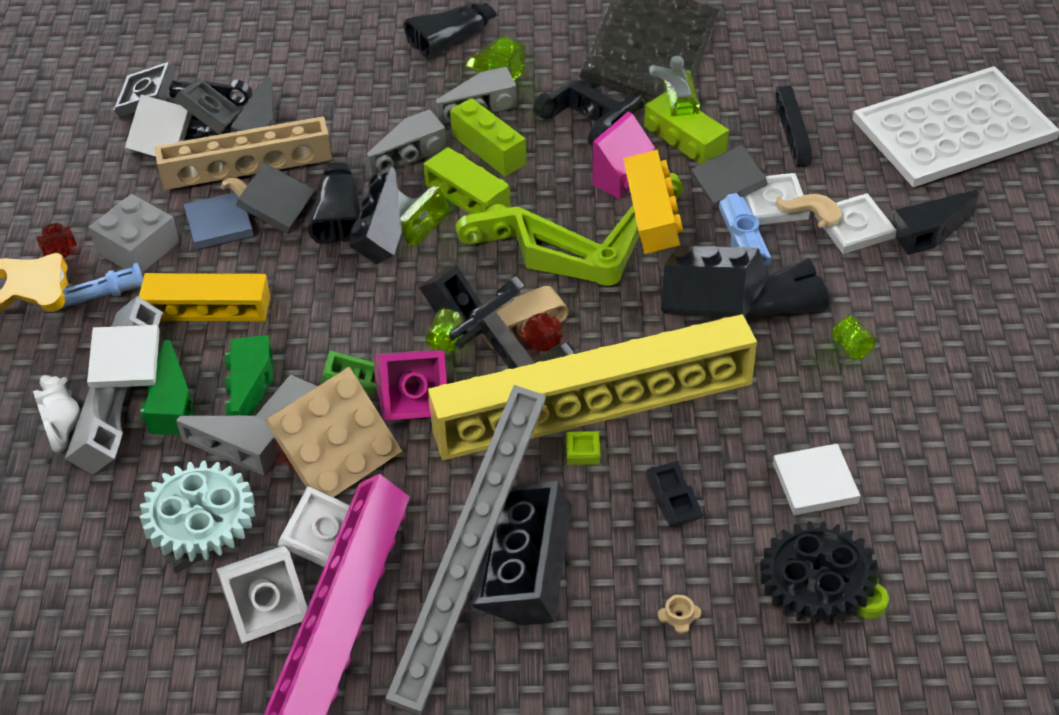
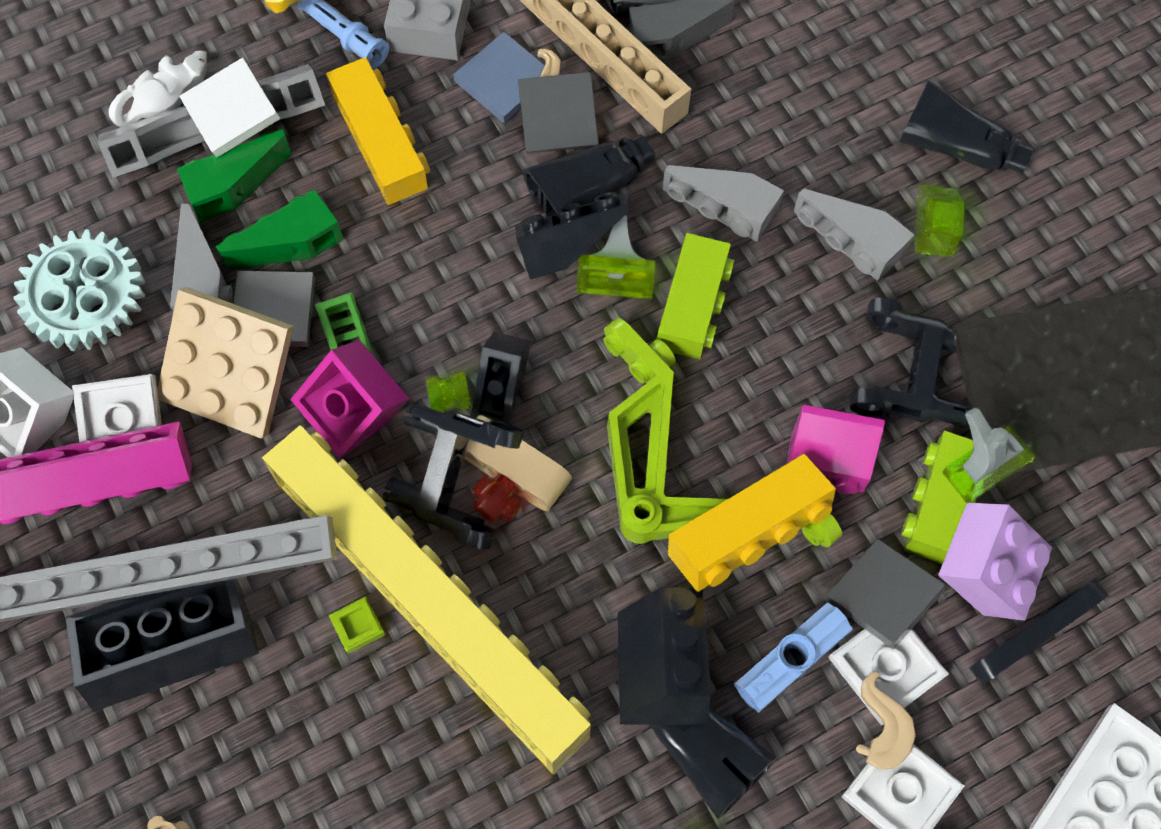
camera: 60 degrees right, 20 degrees up
(488, 137) = (786, 277): lime brick -> none
(673, 494) = (331, 759): black slope -> none
(743, 114) = (996, 561): none -> lavender brick

